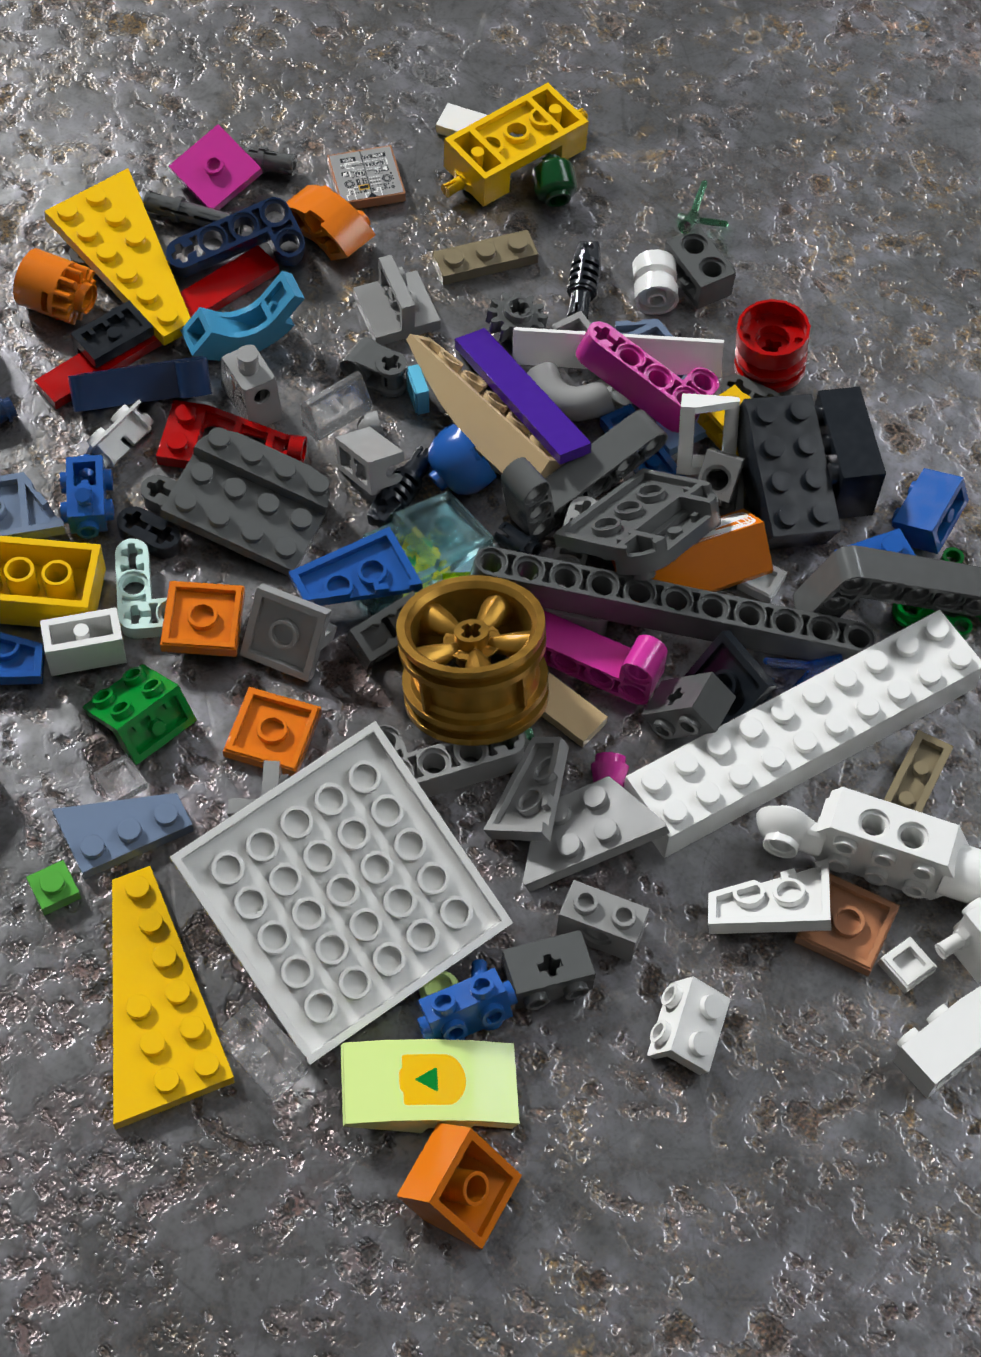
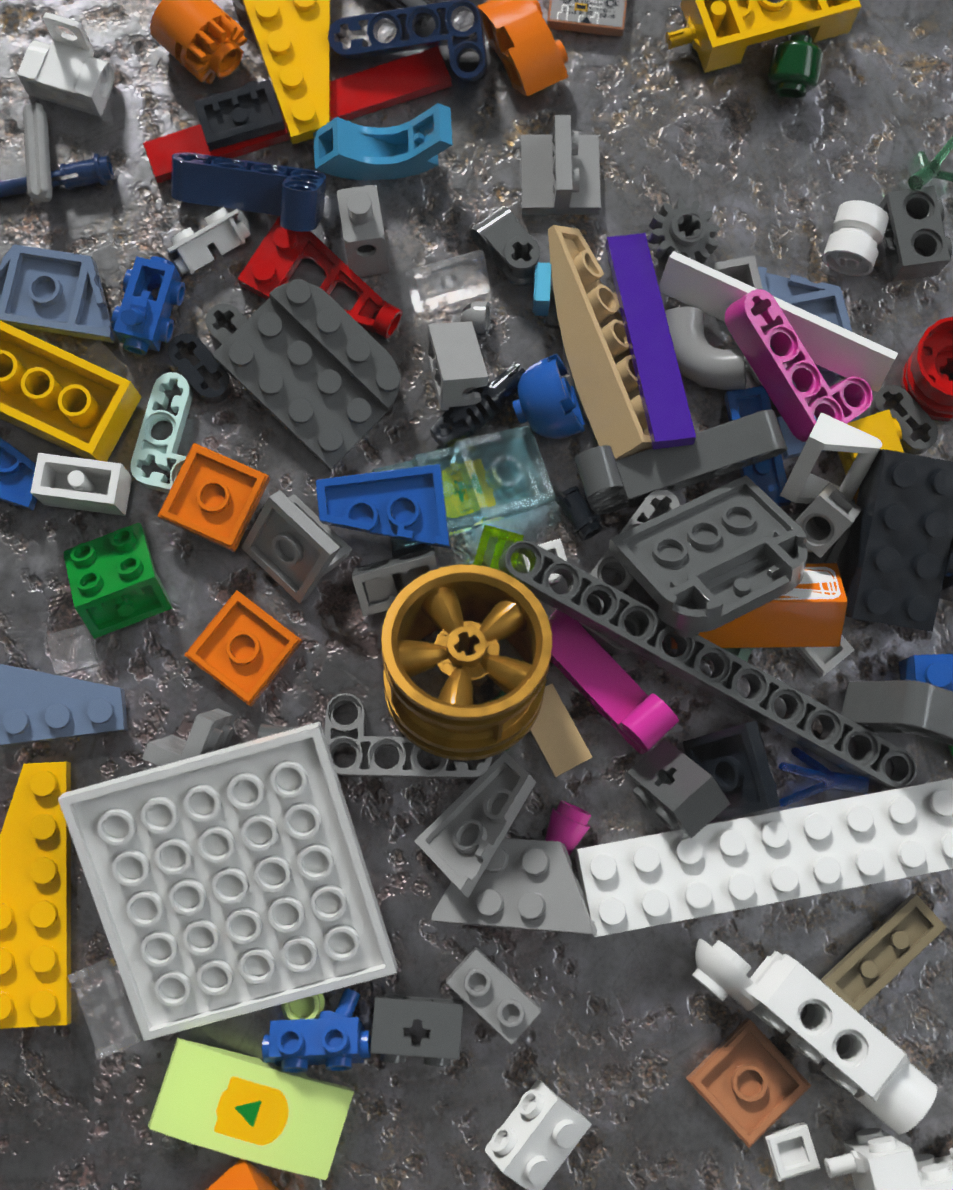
camera: 20 degrees right, 20 degrees up
(485, 257) = (681, 140): dark tan plate -> none
(584, 277) = (777, 207): black hinge -> none
(779, 905) = (681, 1042): white wing -> none

